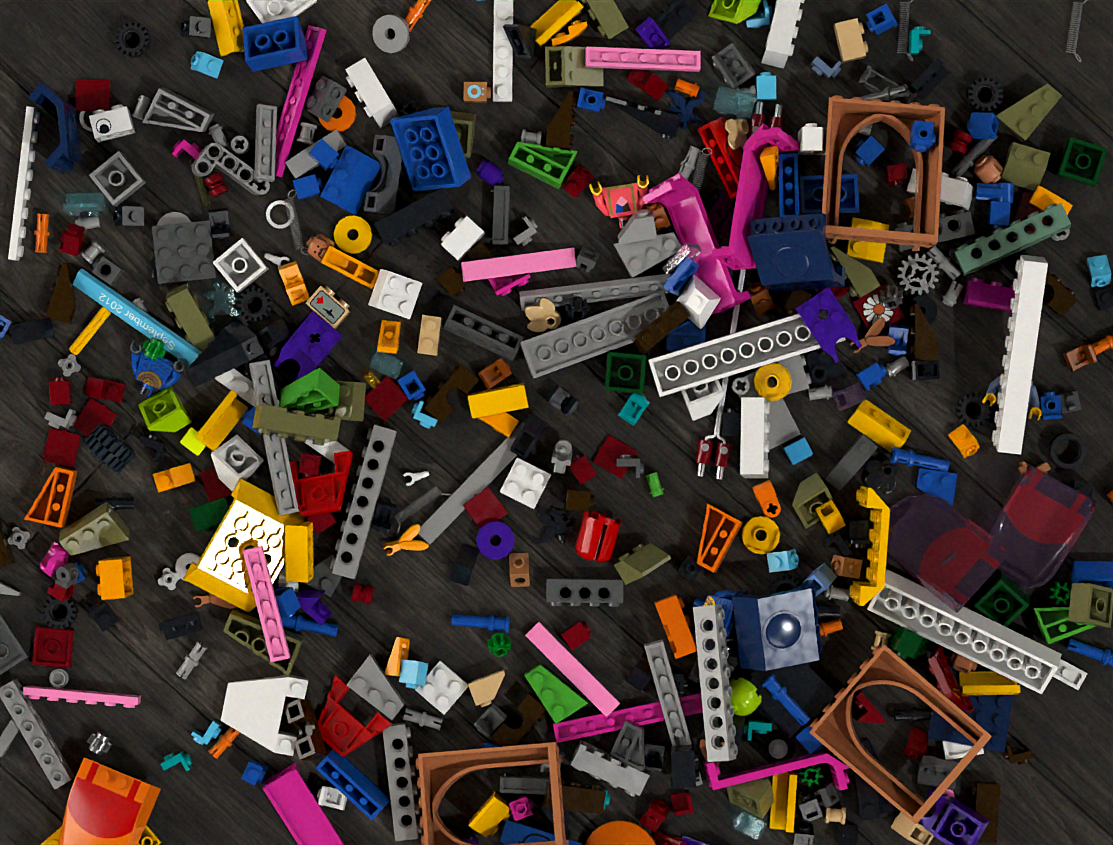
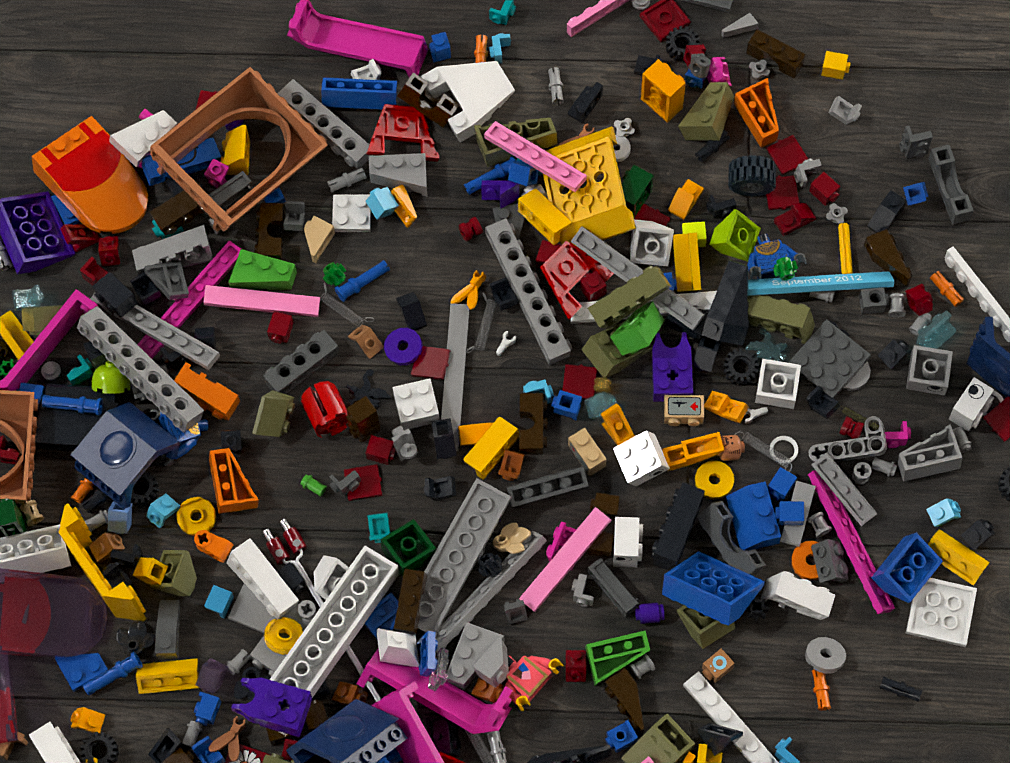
camera: 145 degrees right, 20 degrees down
(511, 603) = (325, 288): none -> light grey piece

